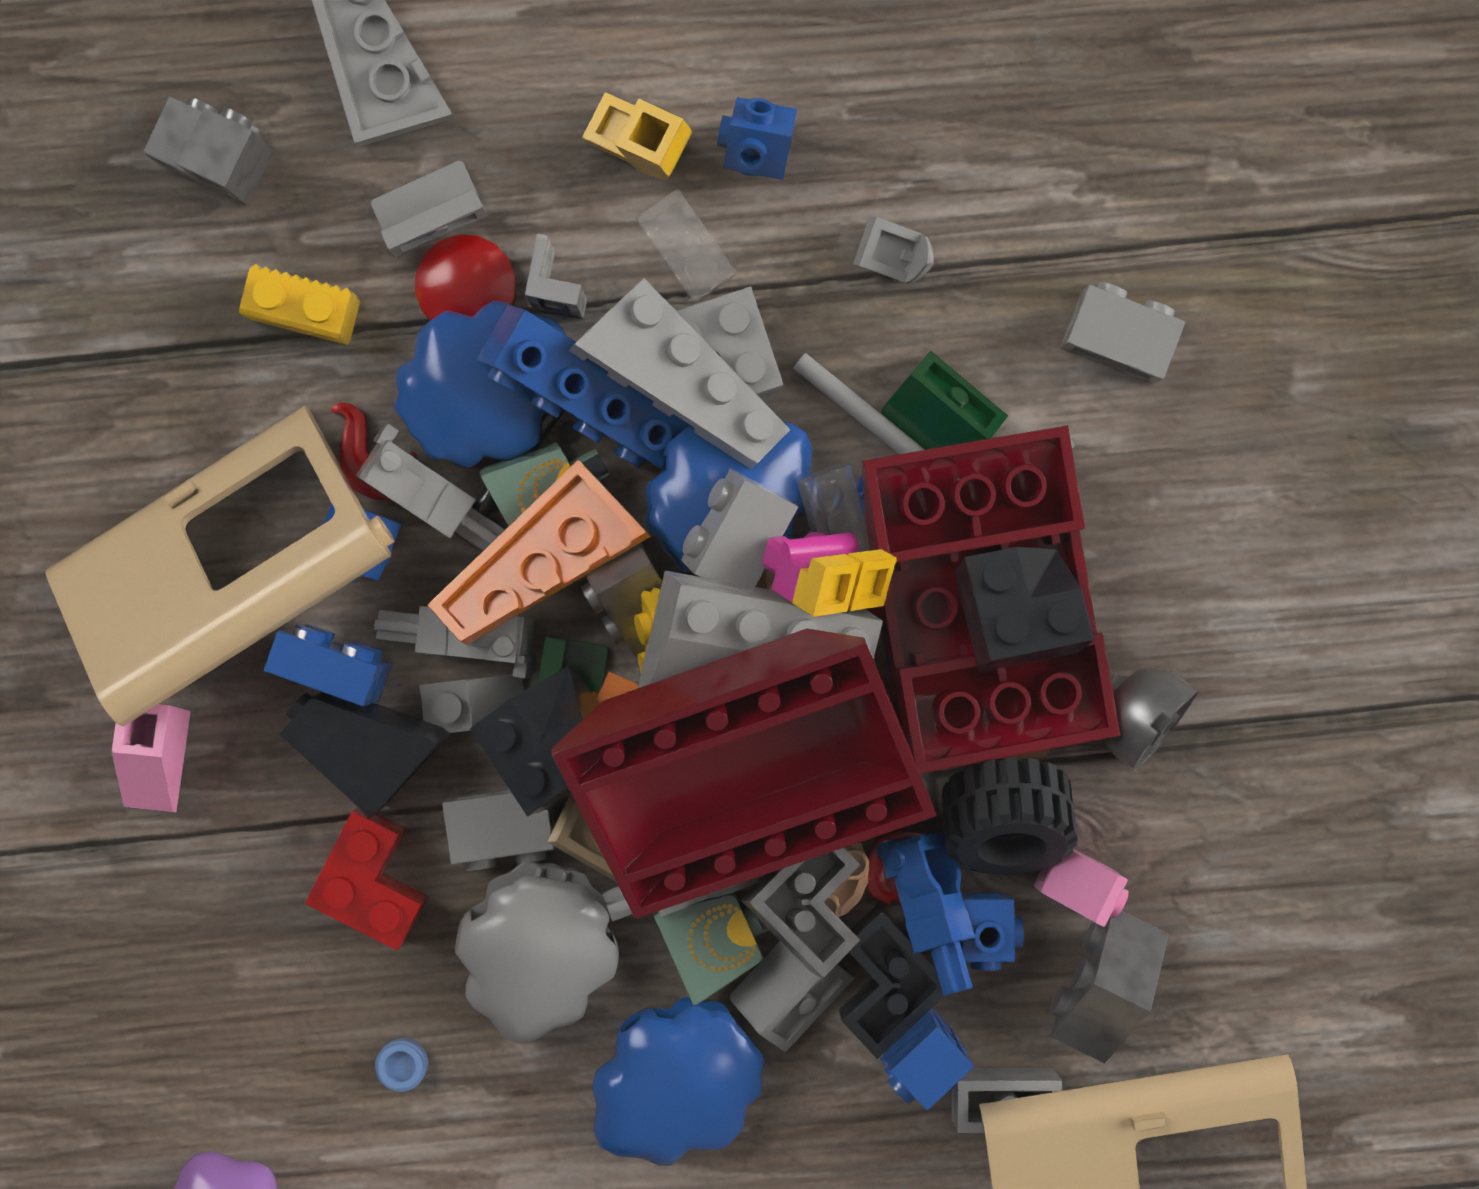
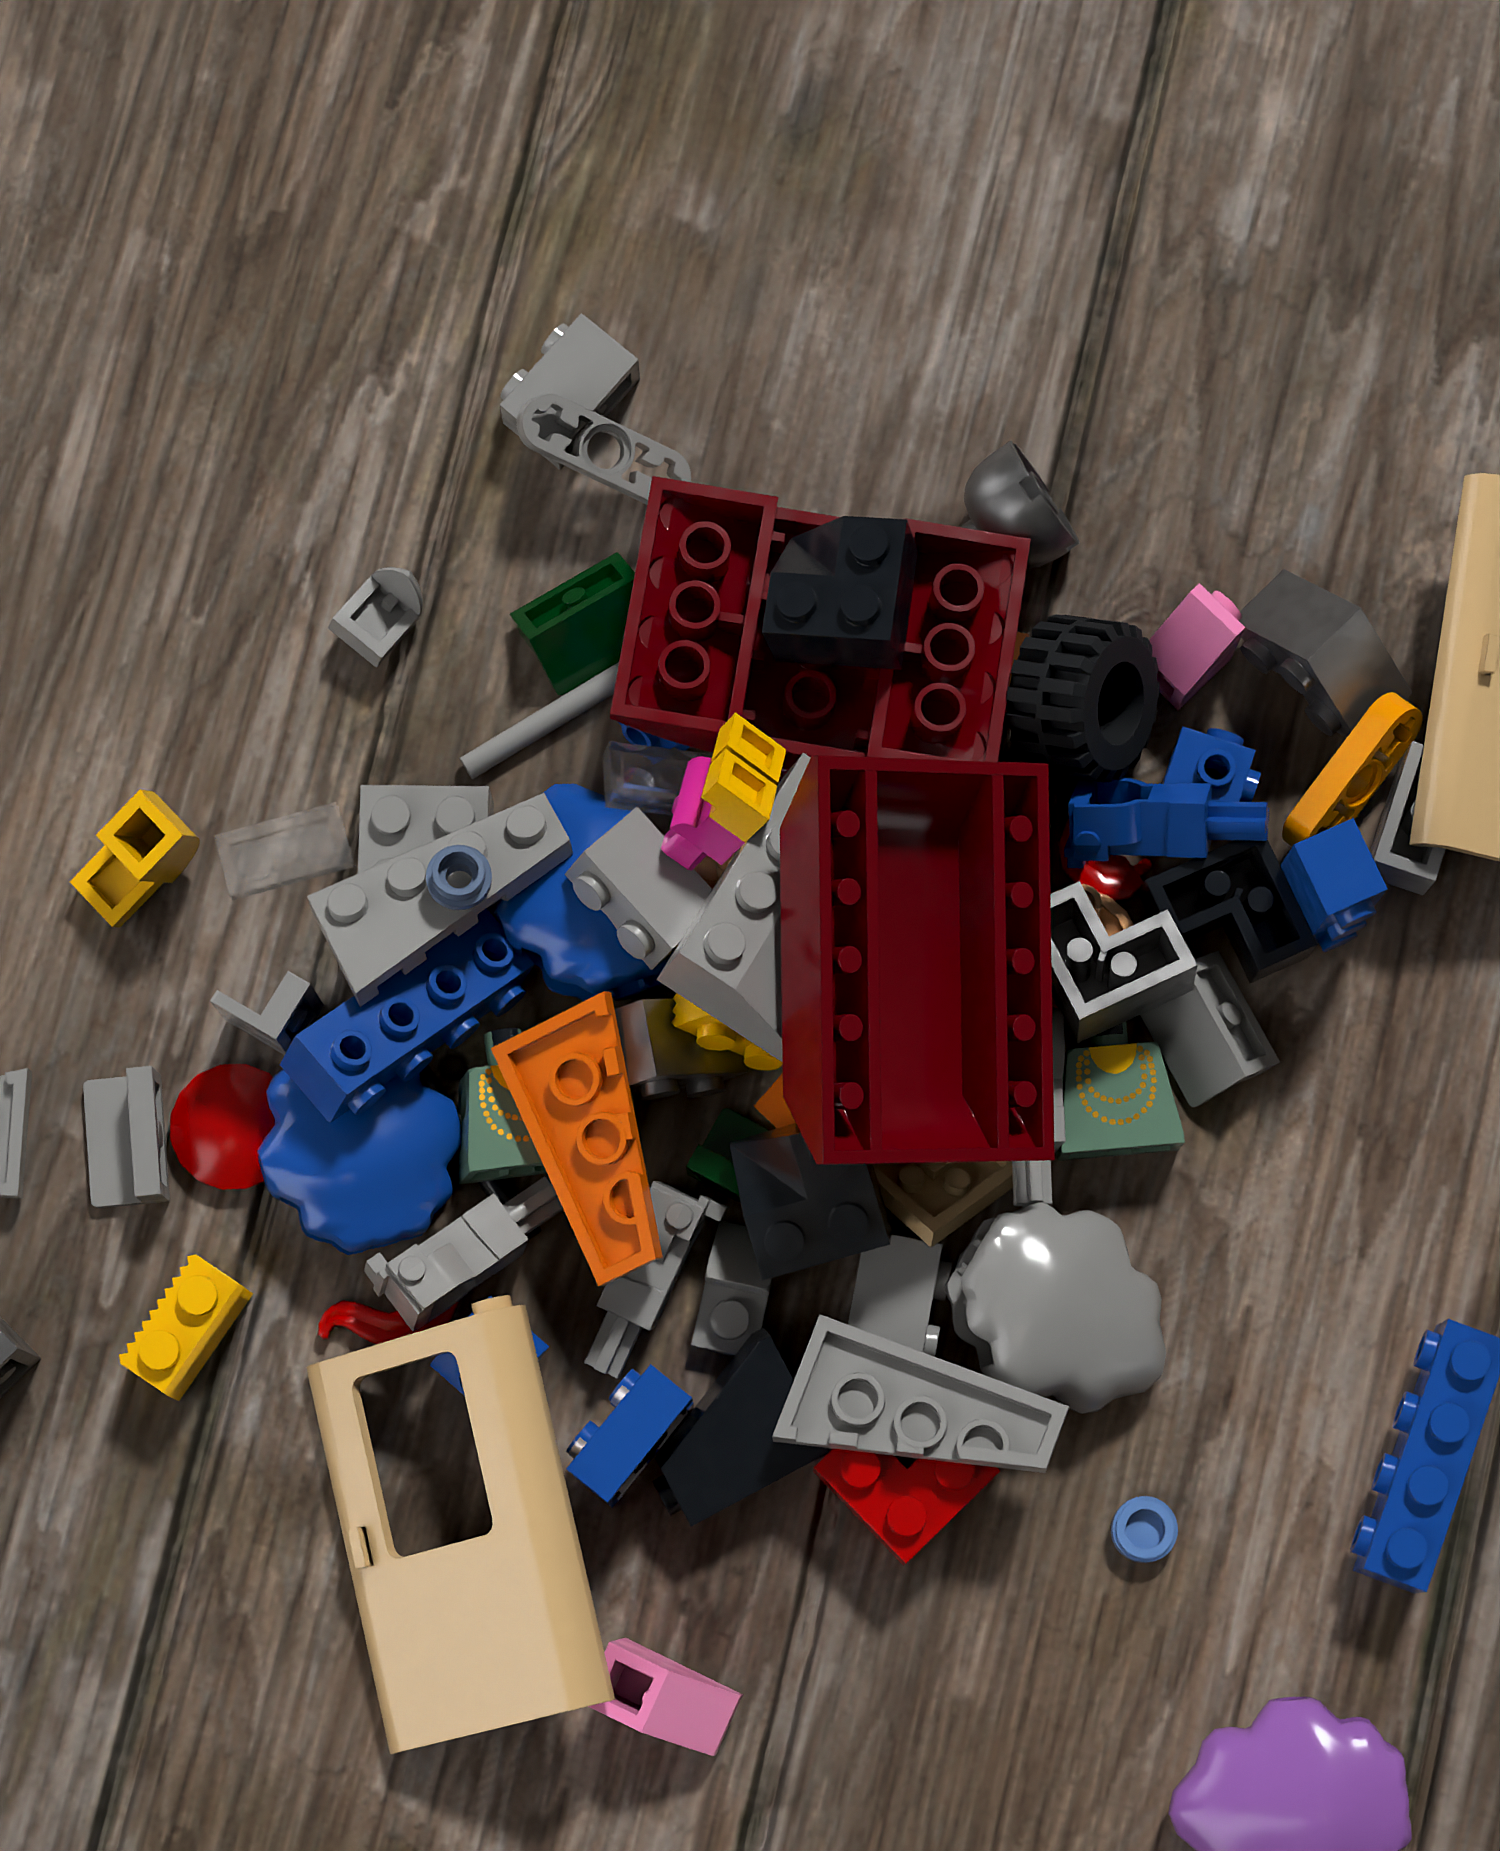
camera: 70 degrees left, 10 degrees down
(418, 860) = (901, 1402): none -> light grey wing
(676, 1083) = (1272, 1197): blue piece -> none
(705, 378) = (455, 859): none -> sand blue plate
(757, 137) = (190, 722): blue brick -> none
(1023, 1039) = (1355, 768): none -> light orange beam
(1070, 340) = (568, 416): none -> light grey beam

